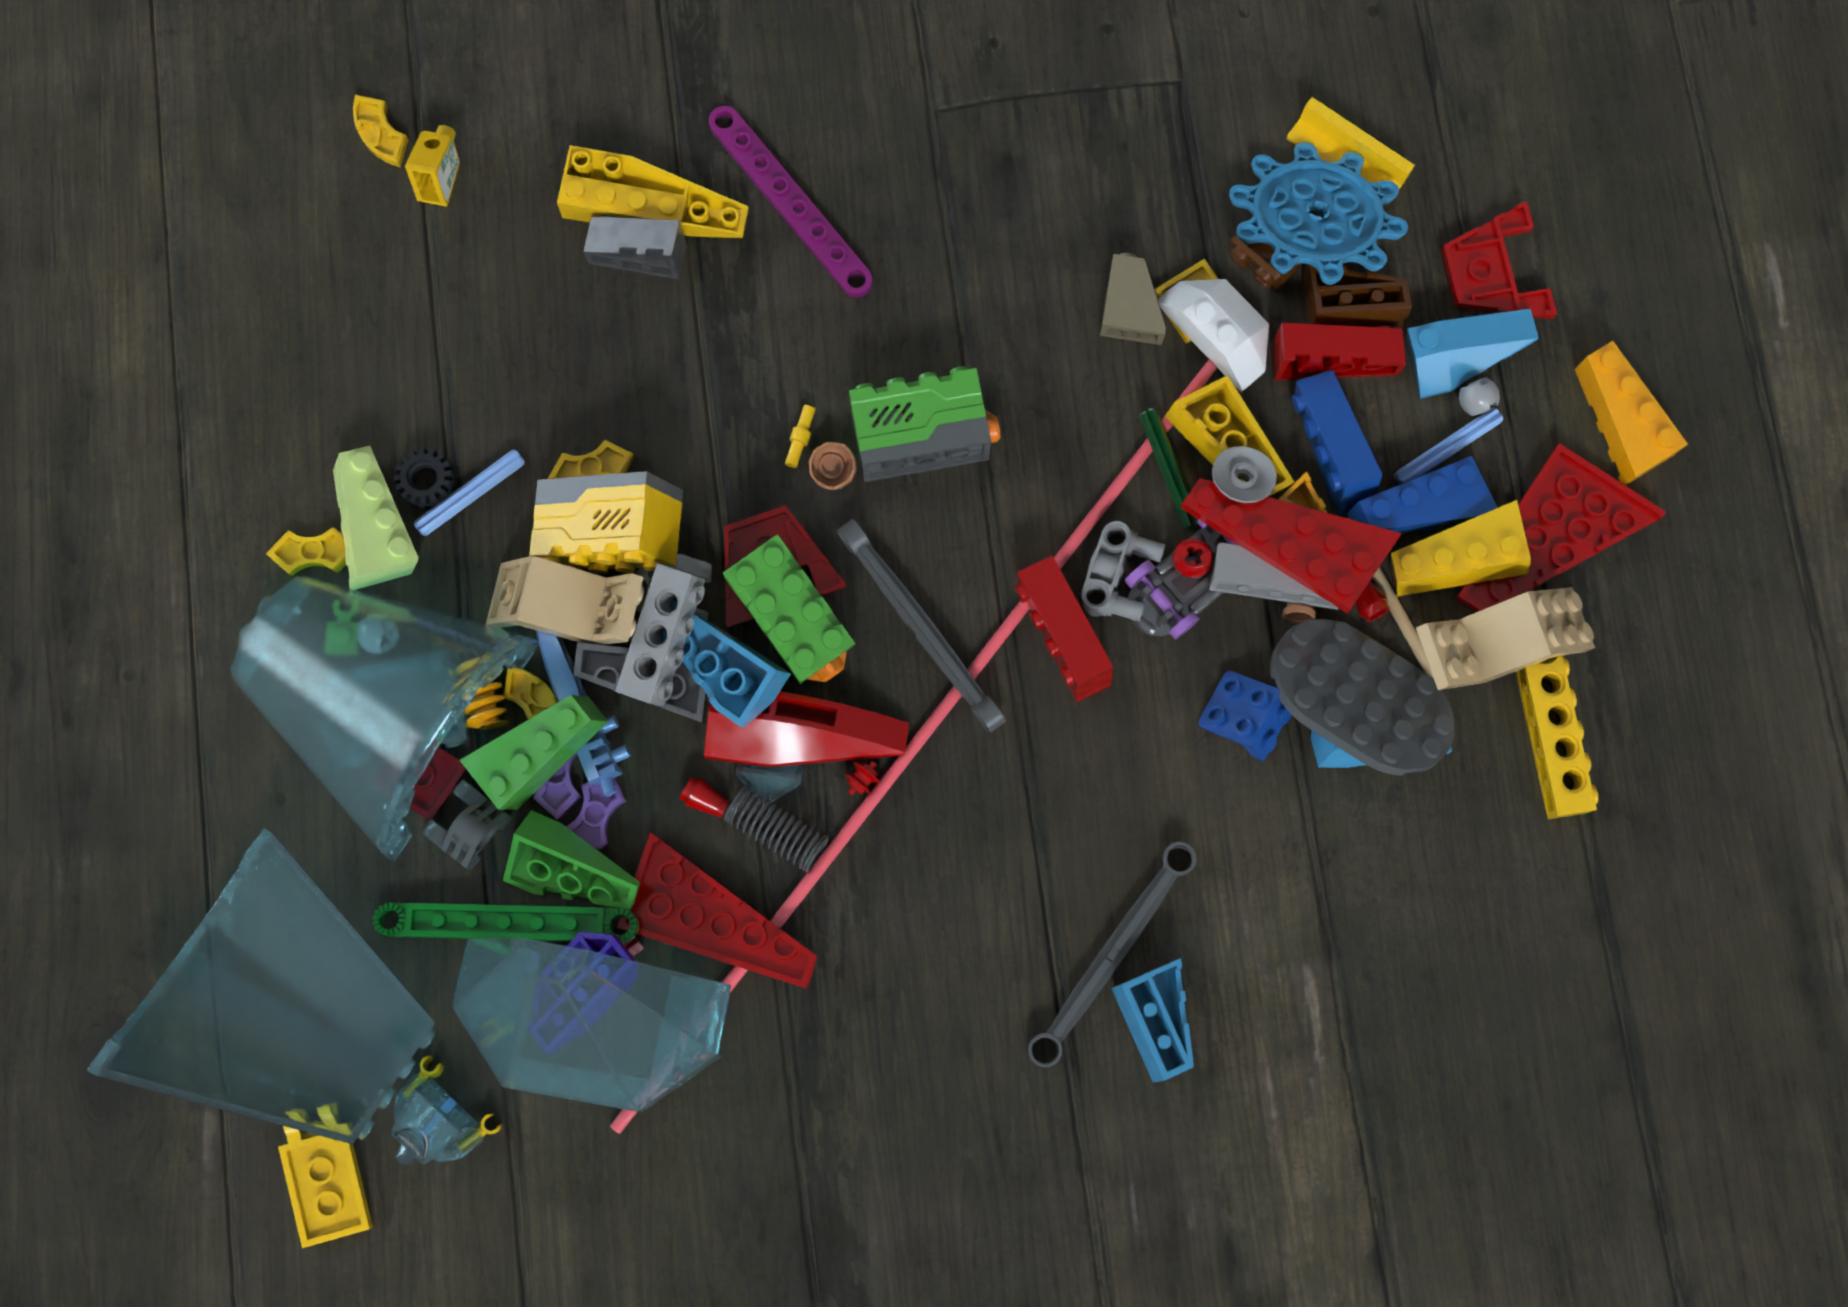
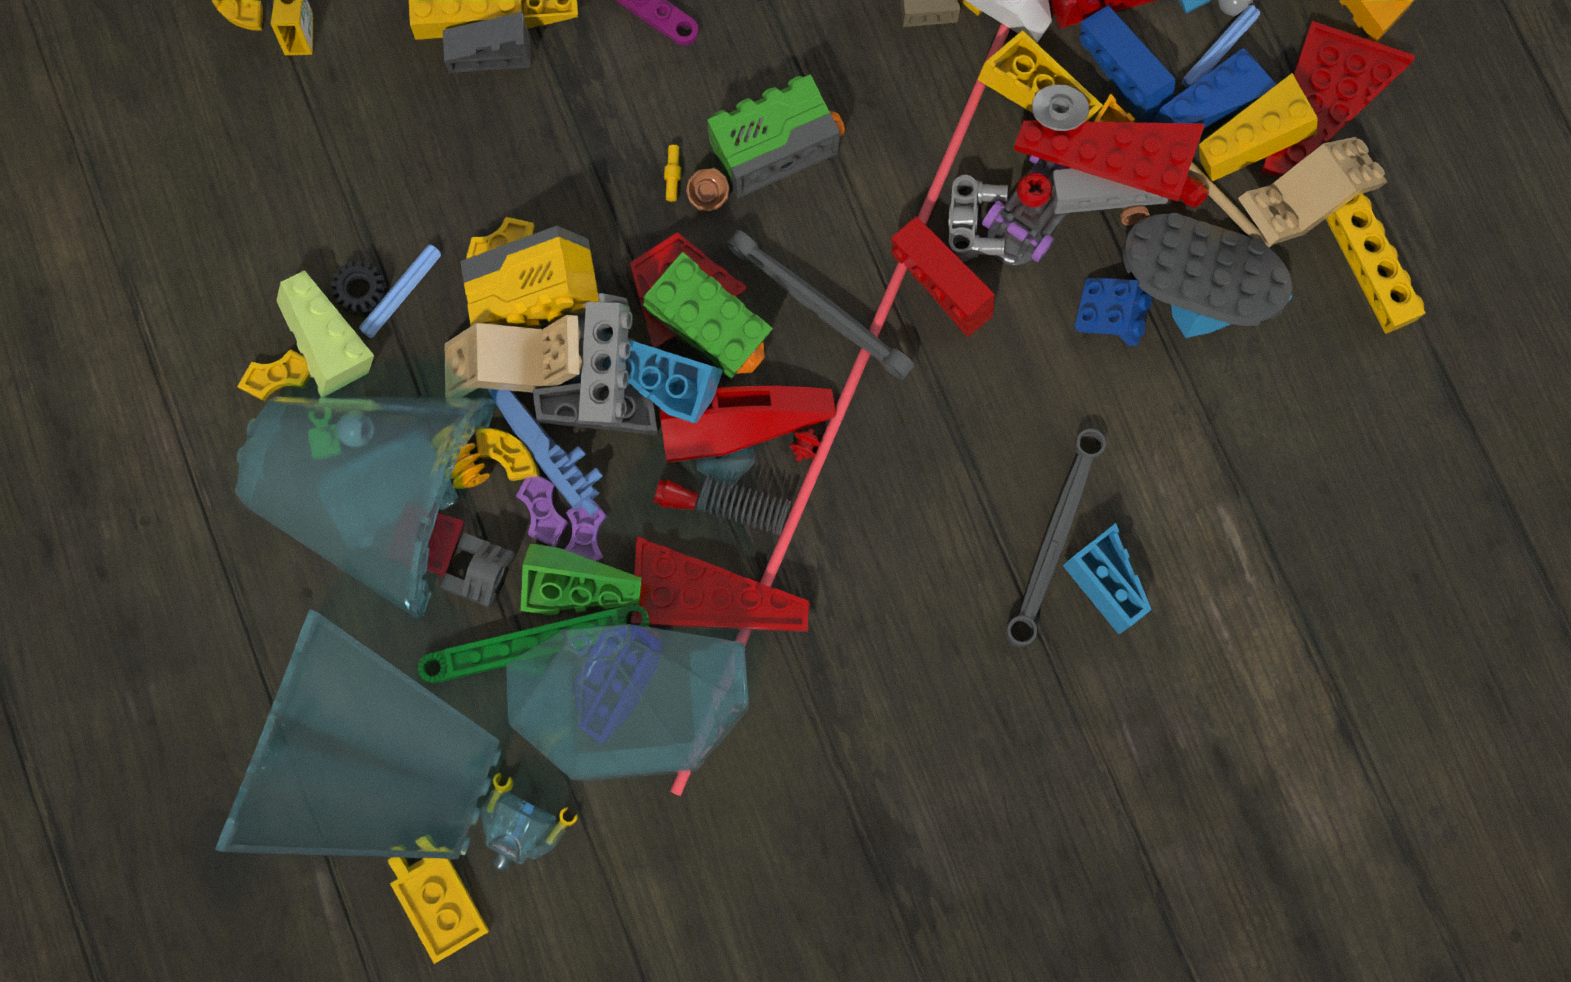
camera: 15 degrees left, 0 degrees up
(532, 752) = (519, 492): bright green wedge -> none
(1168, 463) = (992, 120): dark green axle -> none

